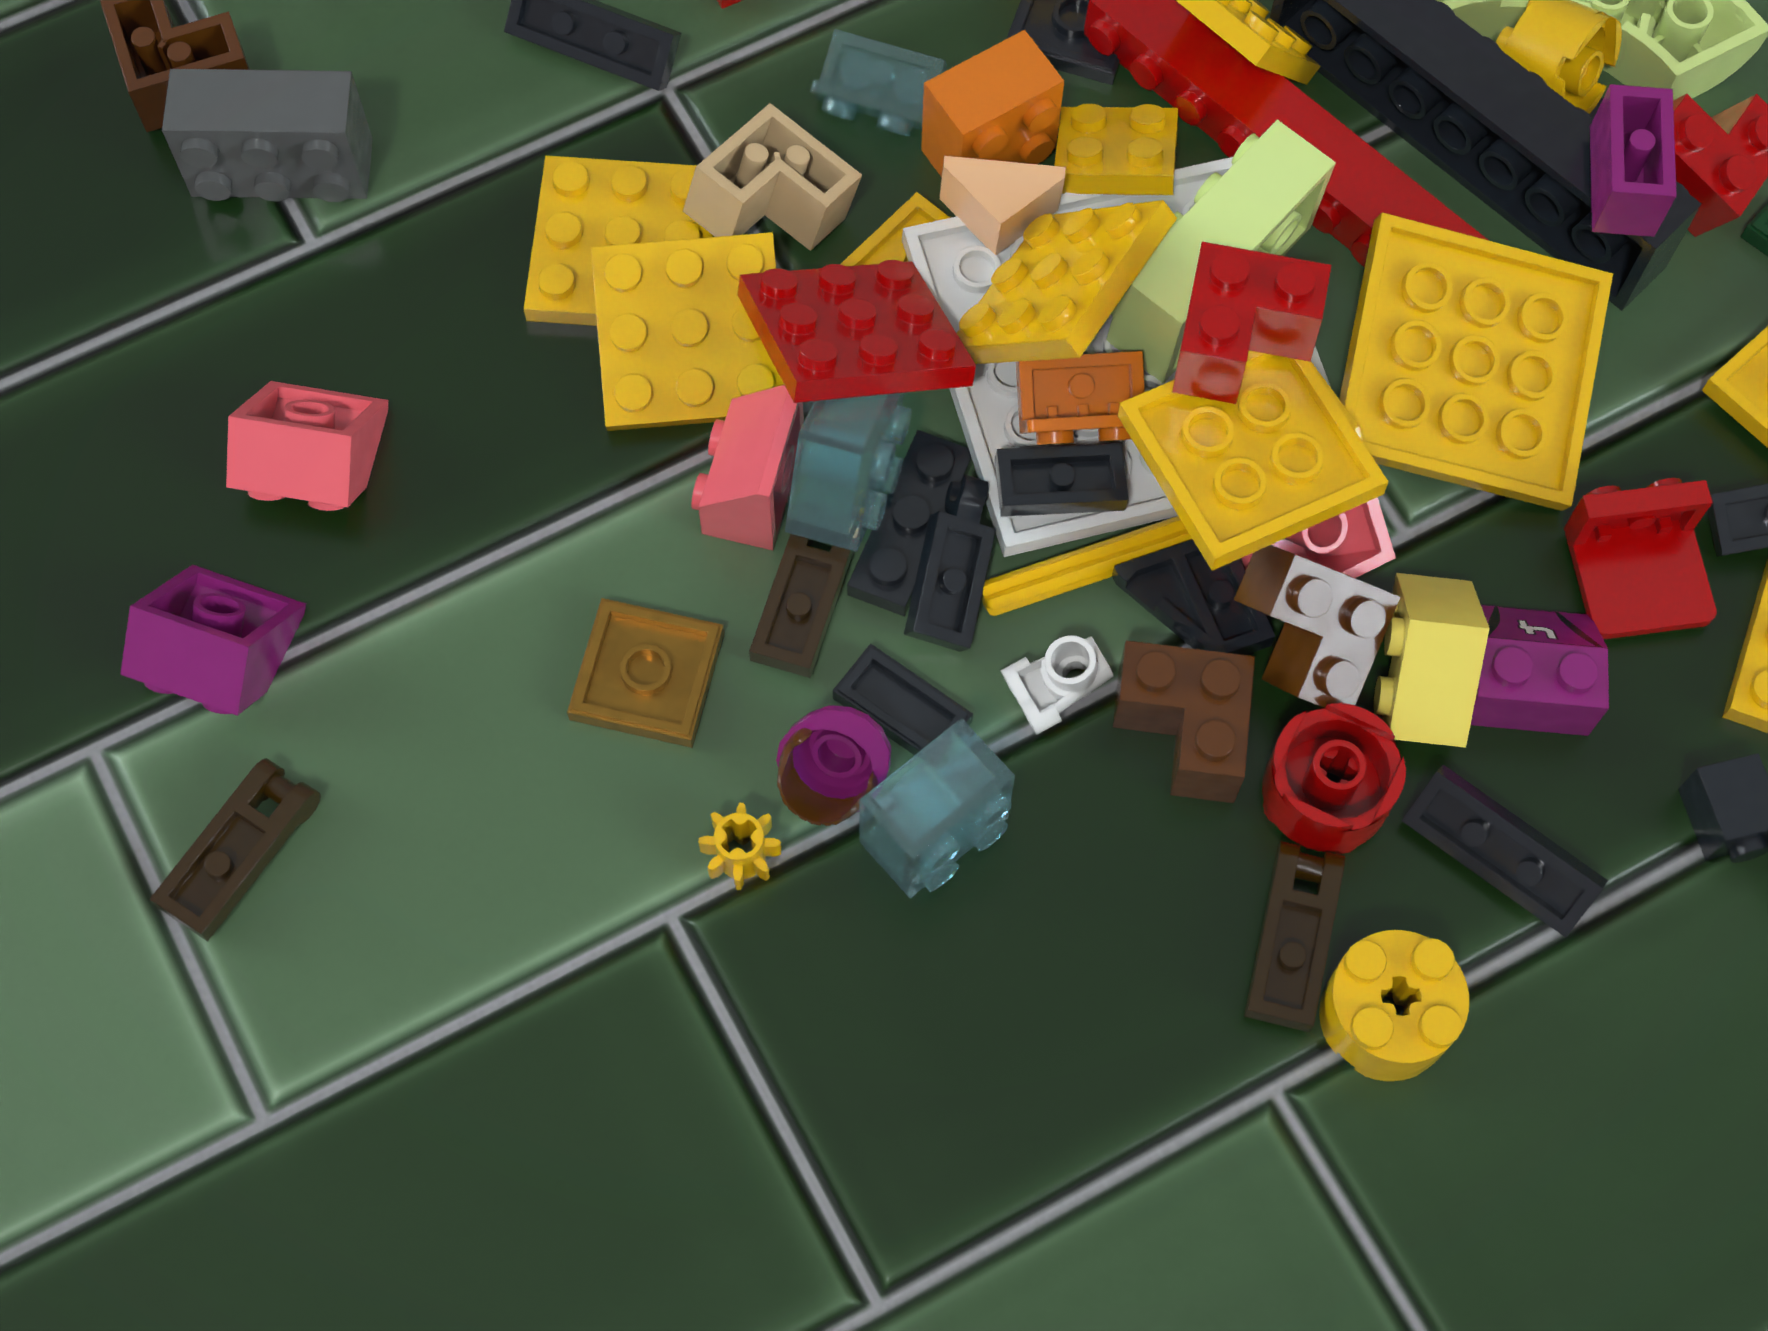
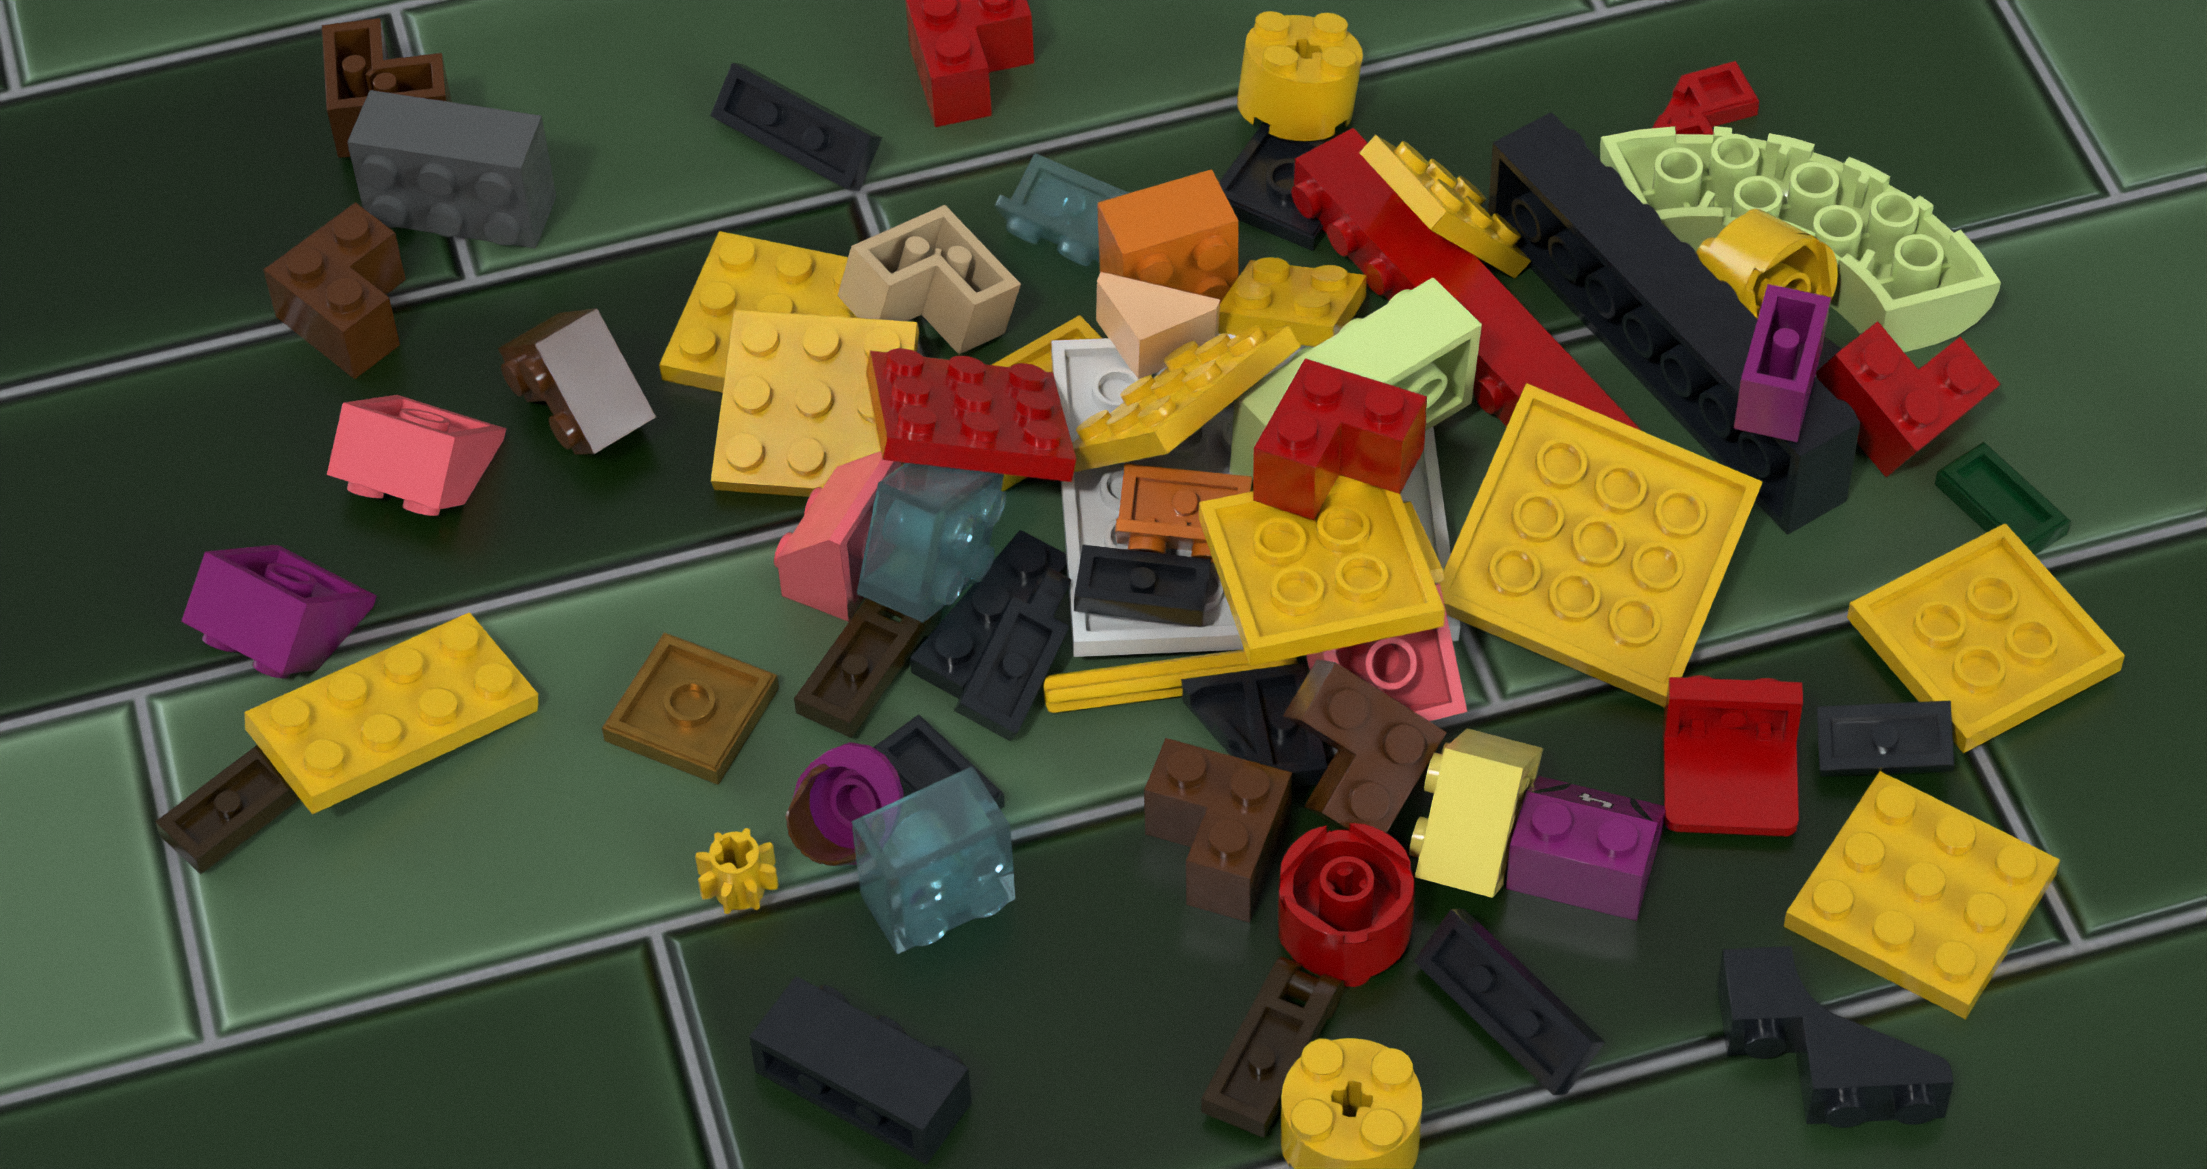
camera: 15 degrees right, 15 degrees down
(180, 281) = (337, 289): none -> reddish brown brick
(354, 736) = (390, 712): none -> yellow plate
(454, 337) = (581, 377): none -> brick
(915, 1036) = (861, 1068): none -> black brick
(1042, 684) = (1104, 771): white plate -> none

